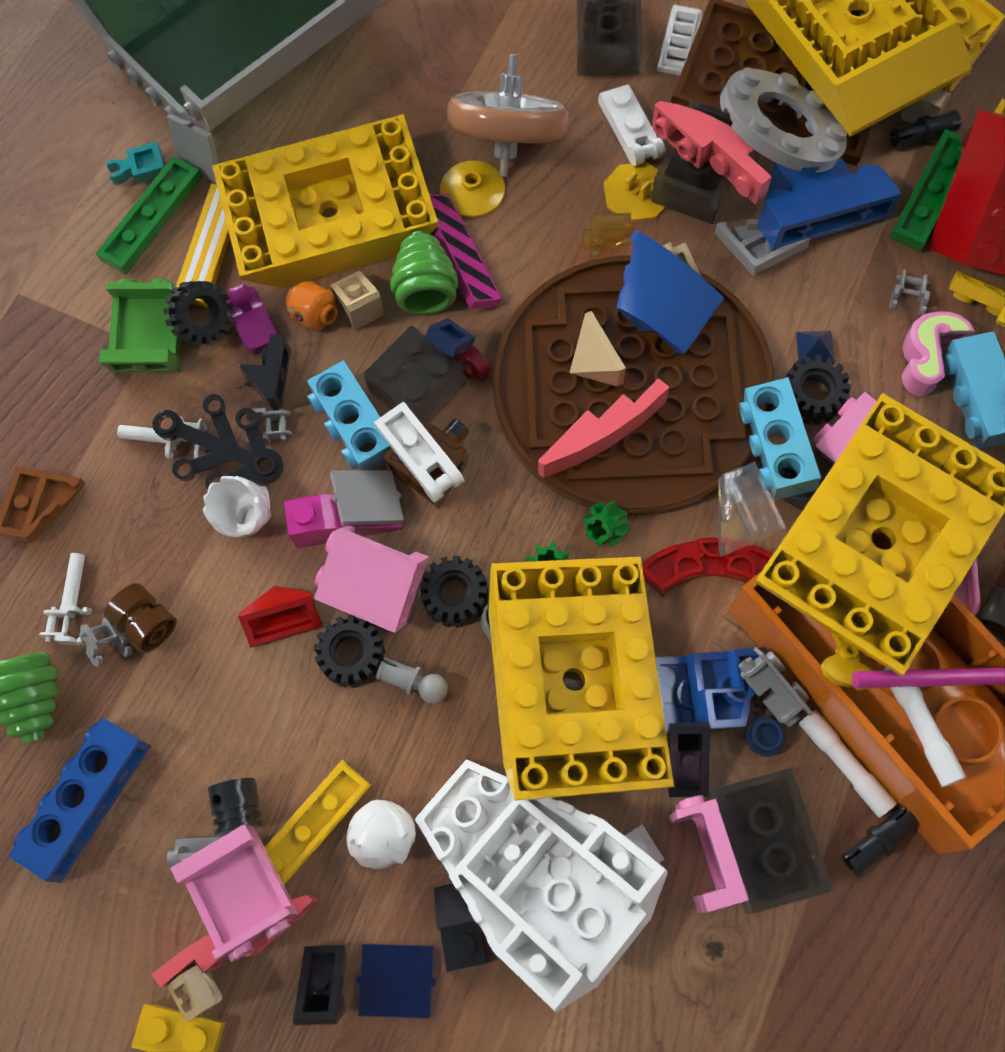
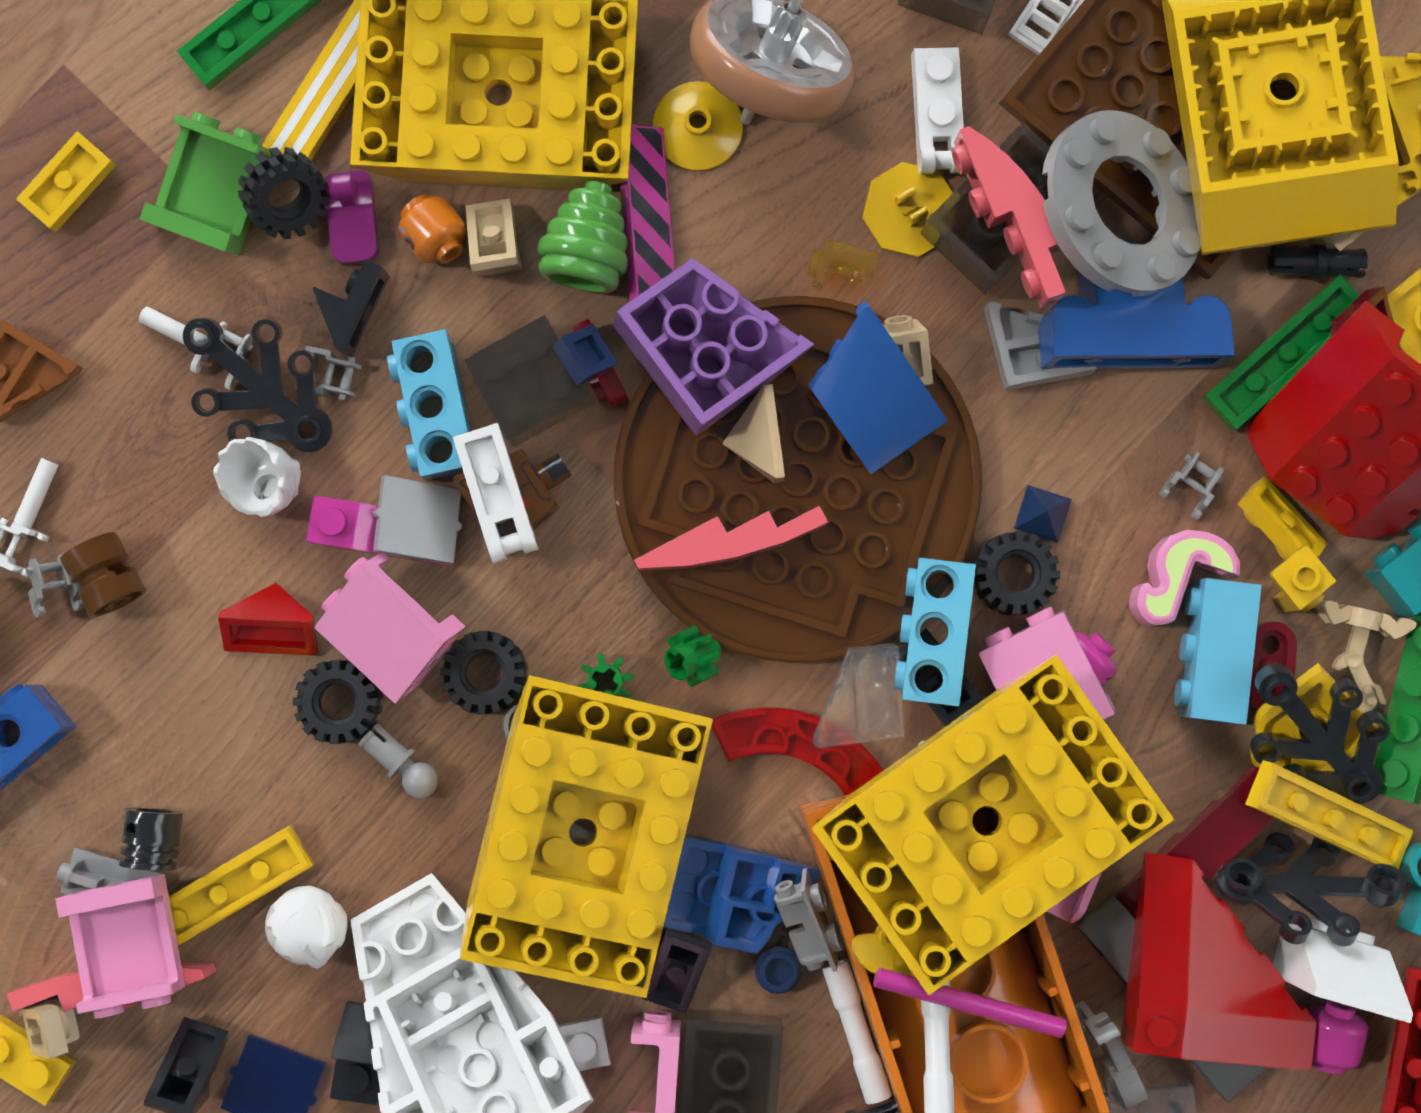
camera: 10 degrees right, 15 degrees up
(39, 362) = (66, 182): none -> yellow plate
(532, 304) = (705, 343): none -> medium lavender wedge

